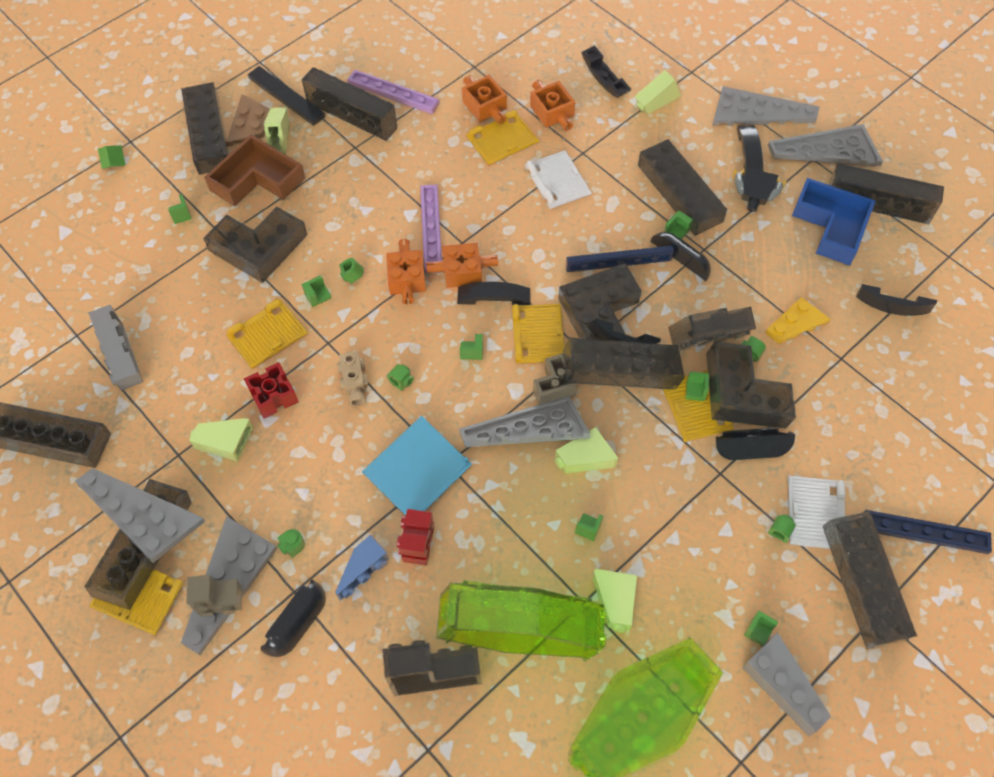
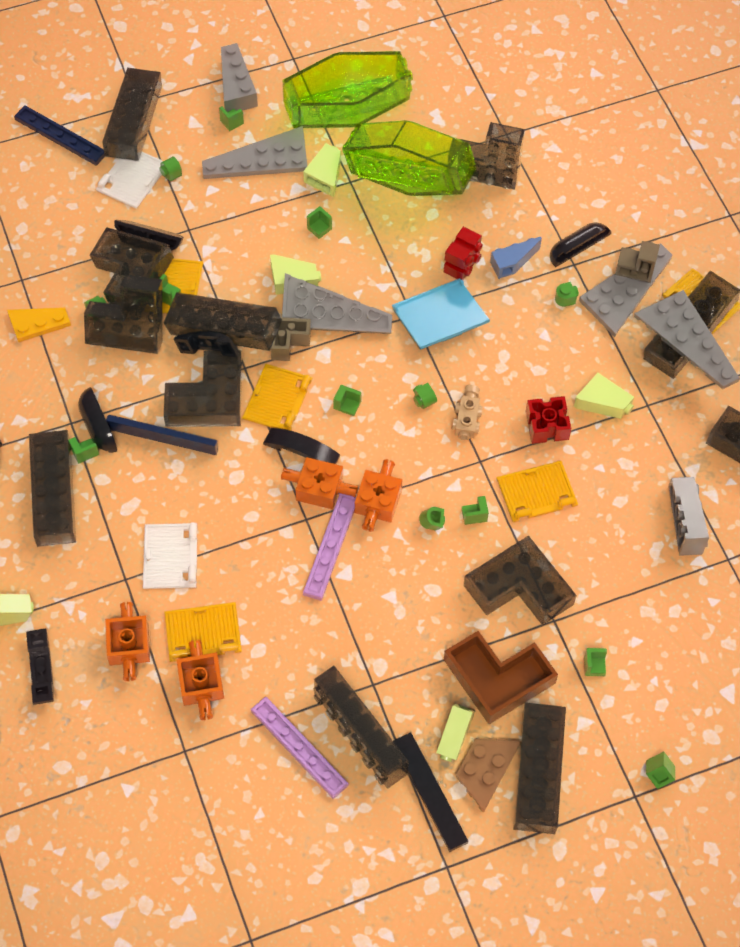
camera: 160 degrees left, 0 degrees up
(688, 597) = (269, 156): none -> light grey wing

